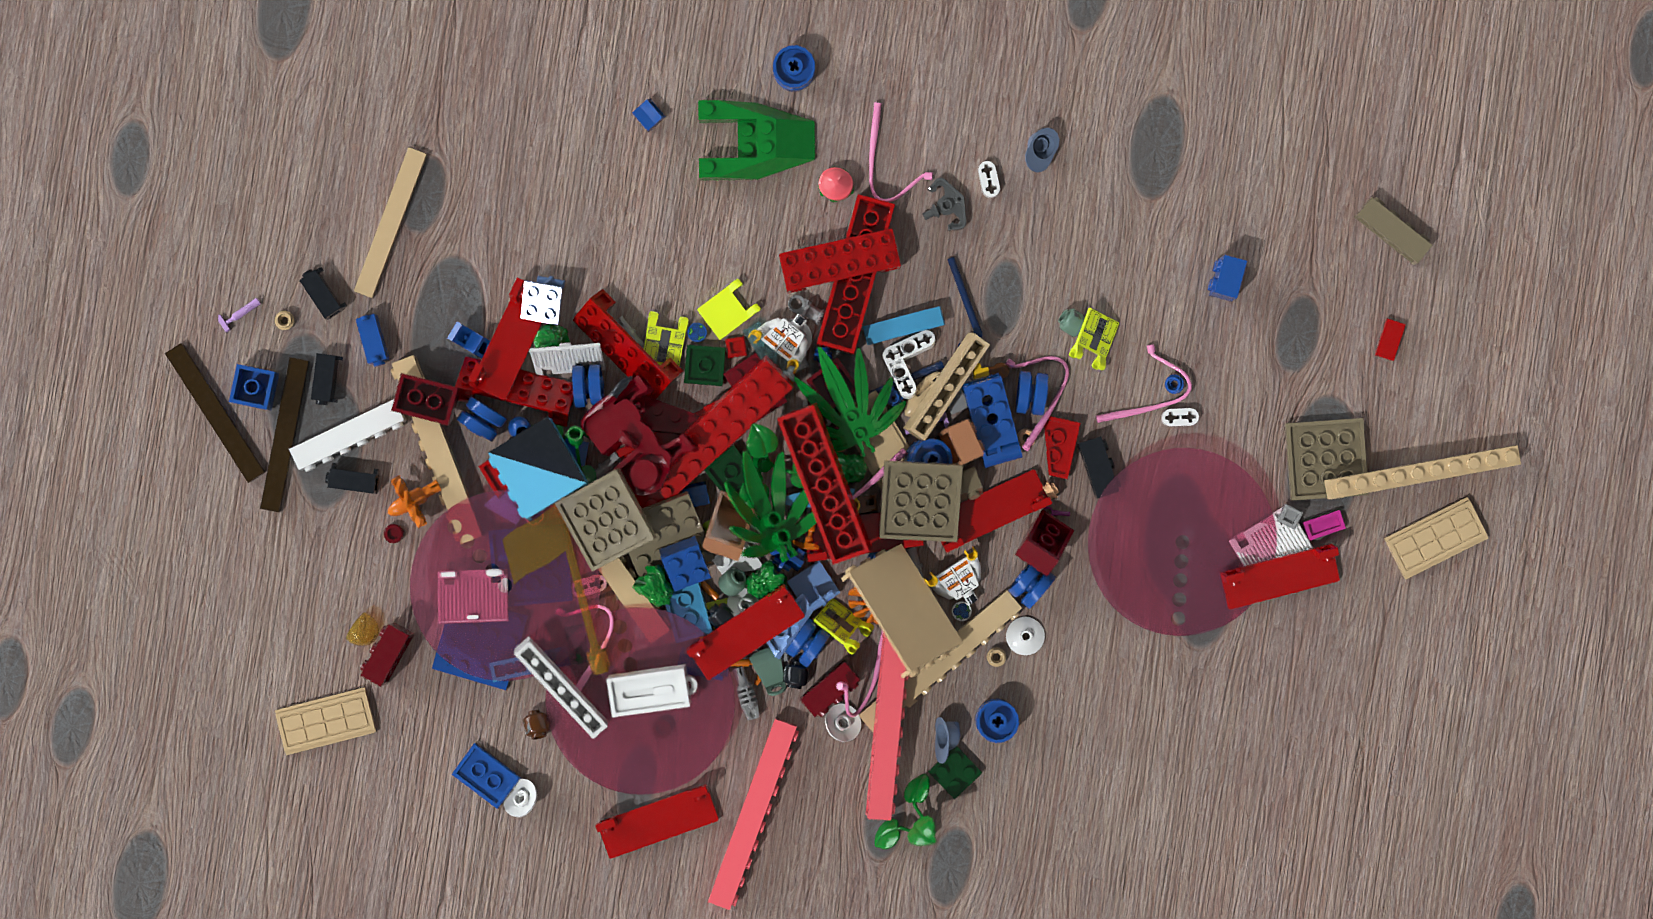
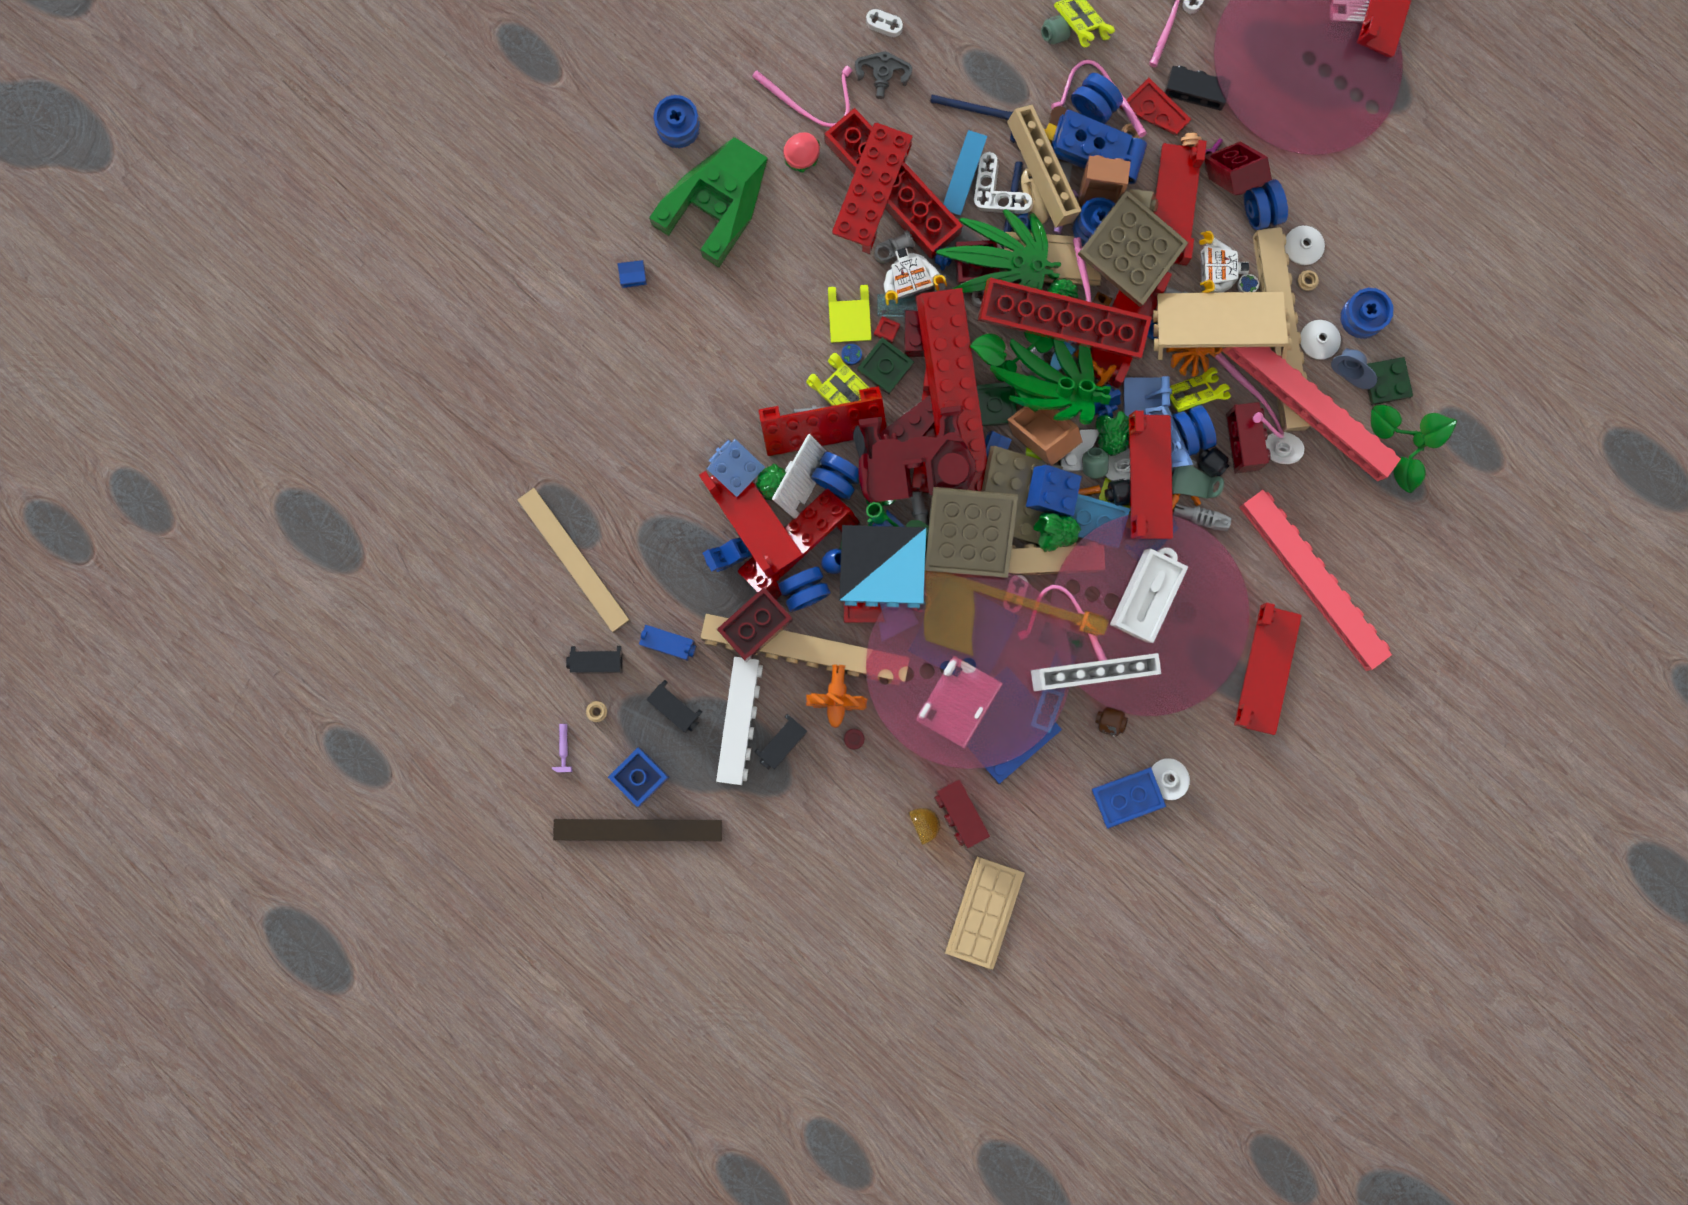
camera: 55 degrees left, 5 degrees down
(284, 434) = (700, 779): dark brown tile -> none
(944, 697) = (1314, 346): none -> white dish

